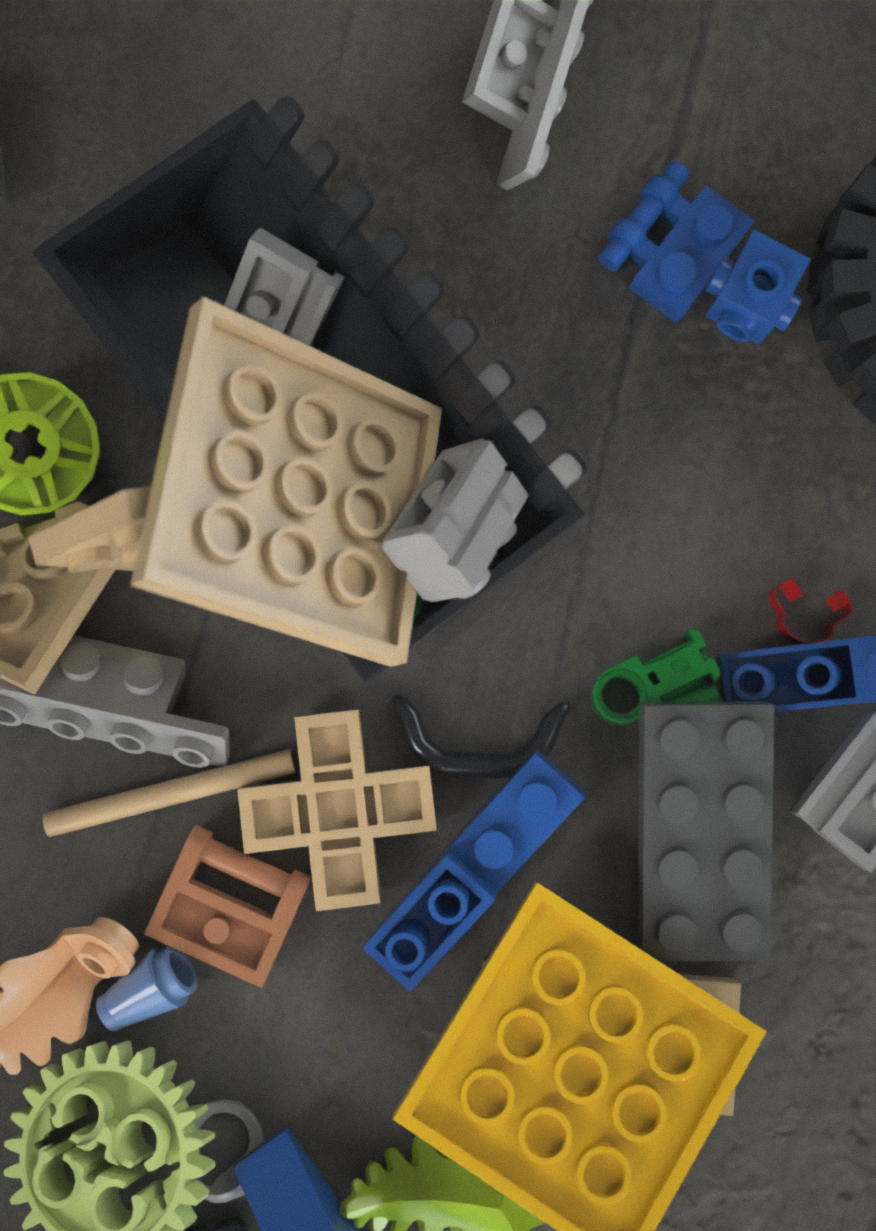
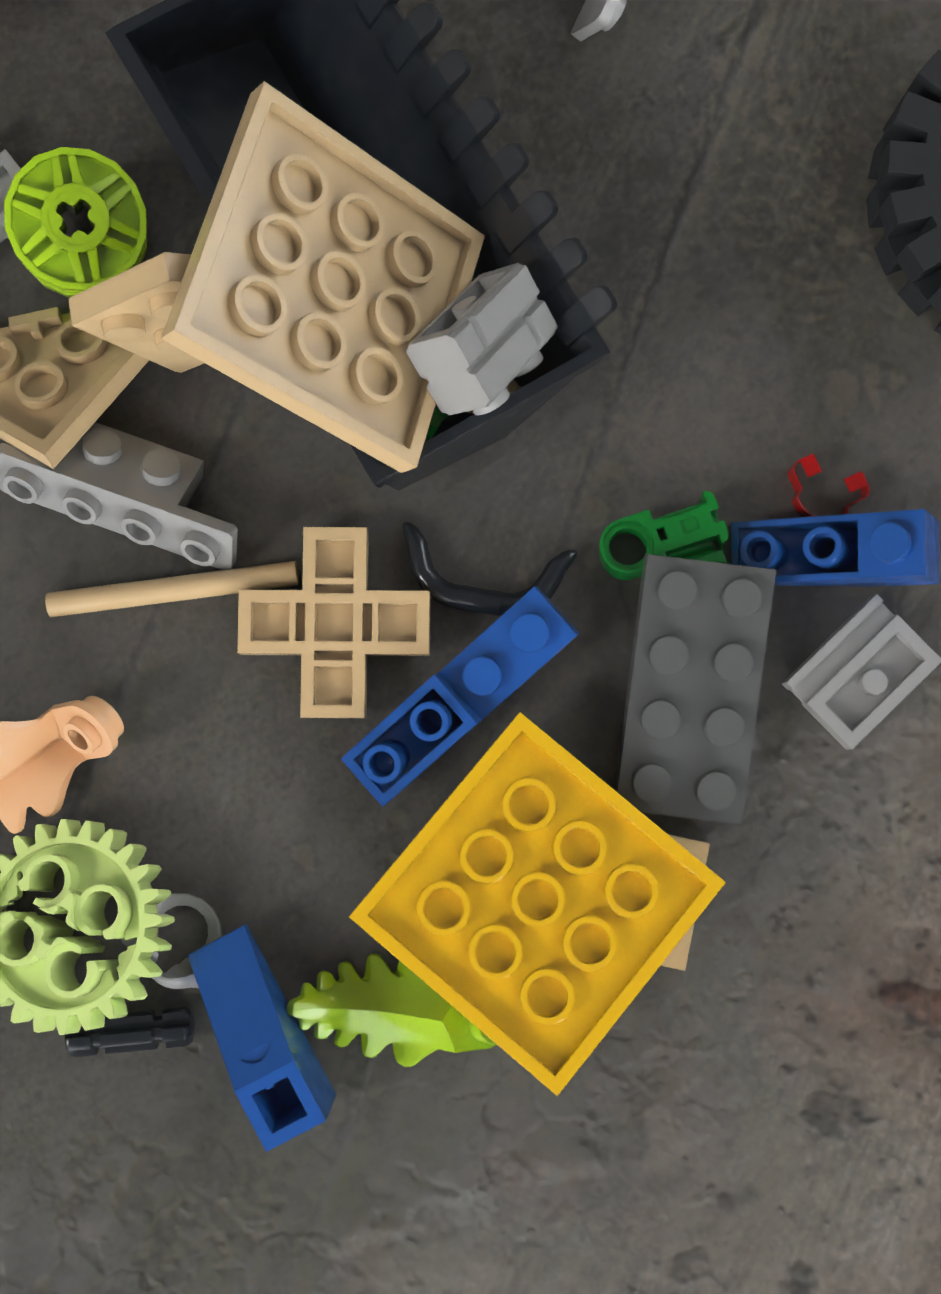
camera: 15 degrees right, 0 degrees up
(153, 987) = (129, 773): medium blue cone -> none
(217, 925) = (205, 722): nougat plate -> none
(282, 288) = (347, 96): light grey plate -> none
(690, 253) = (754, 124): blue plate -> none
(756, 289) = (813, 163): blue brick -> none

